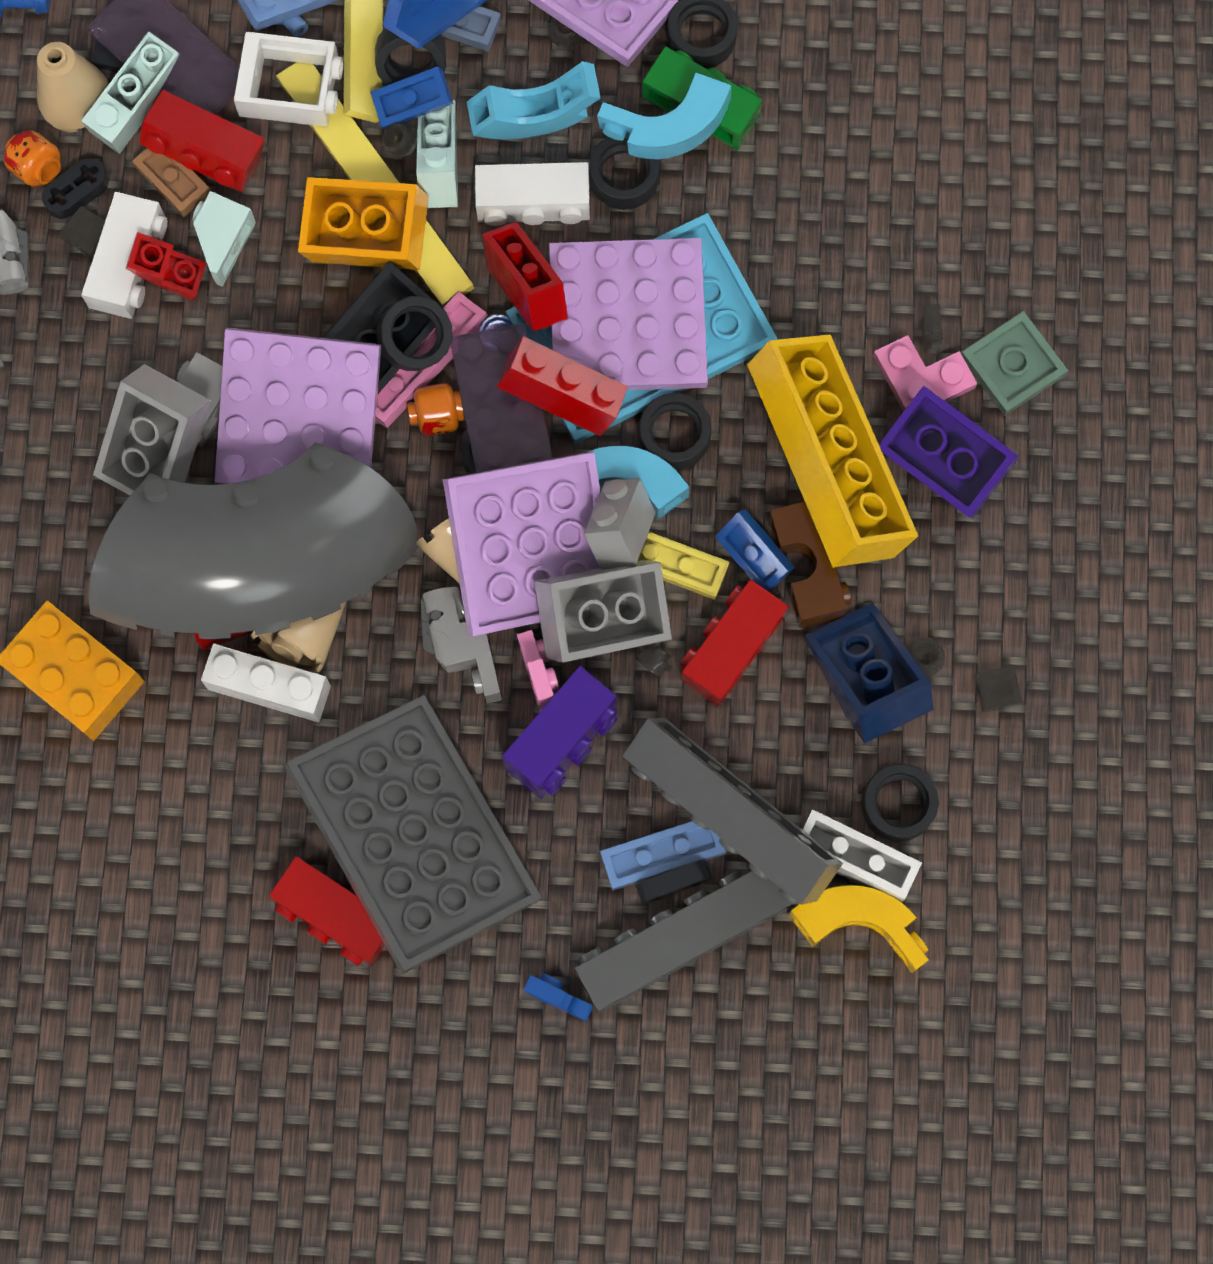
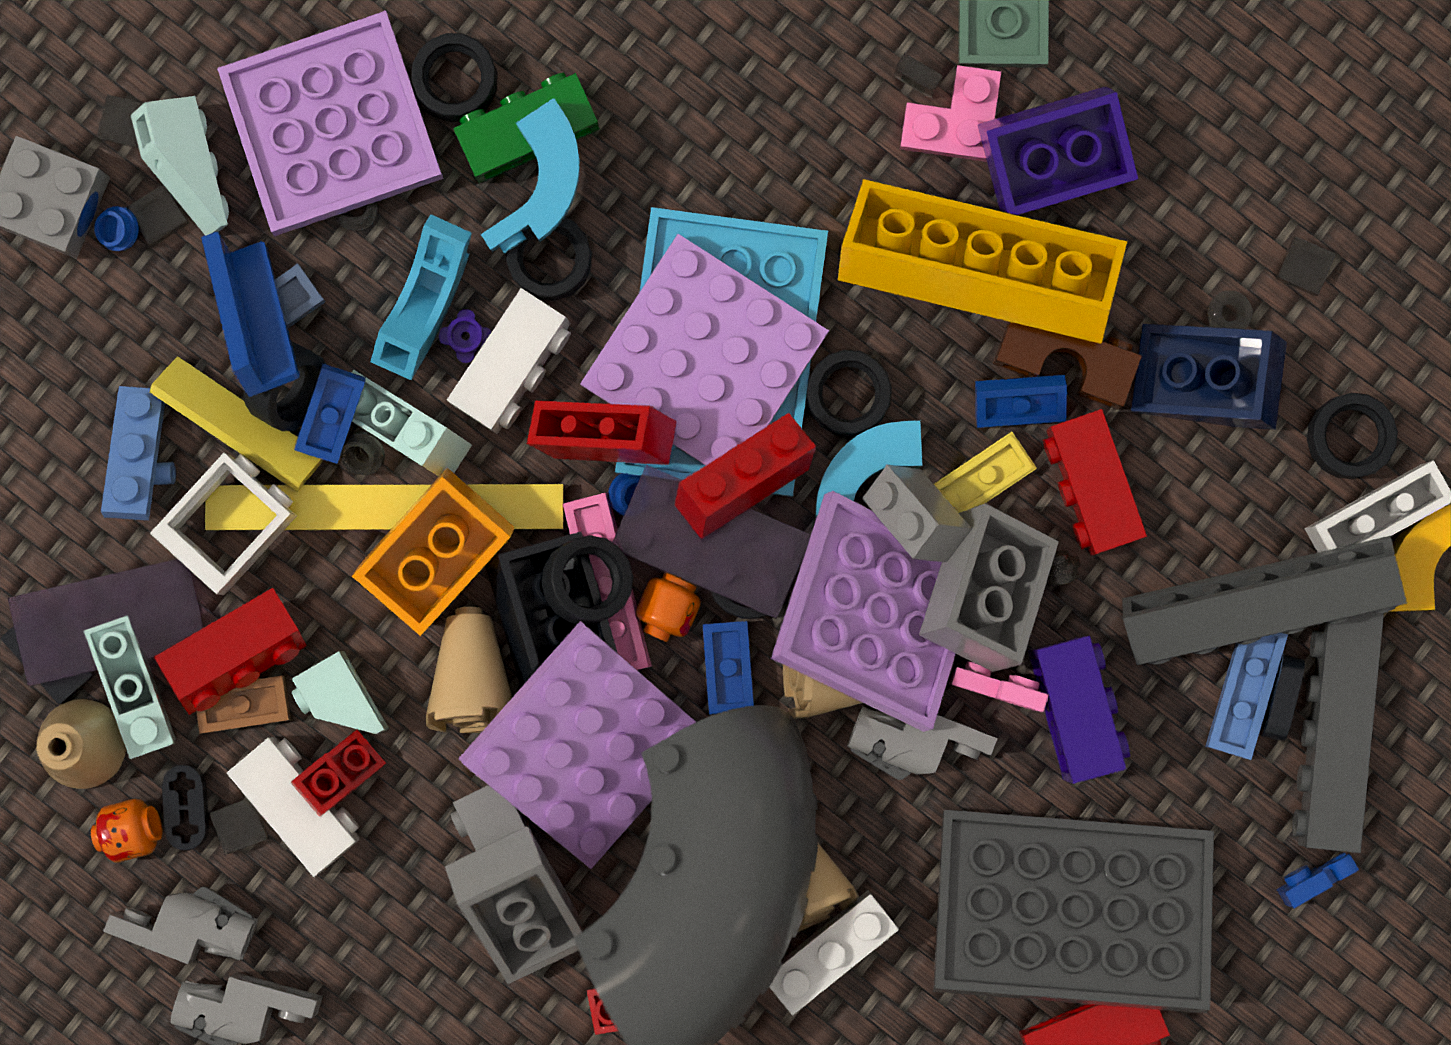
camera: 55 degrees left, 10 degrees up
(295, 303) = (469, 675): none -> tan cone
(425, 475) = (727, 666): none -> blue plate
(527, 145) = (453, 333): none -> dark purple plate

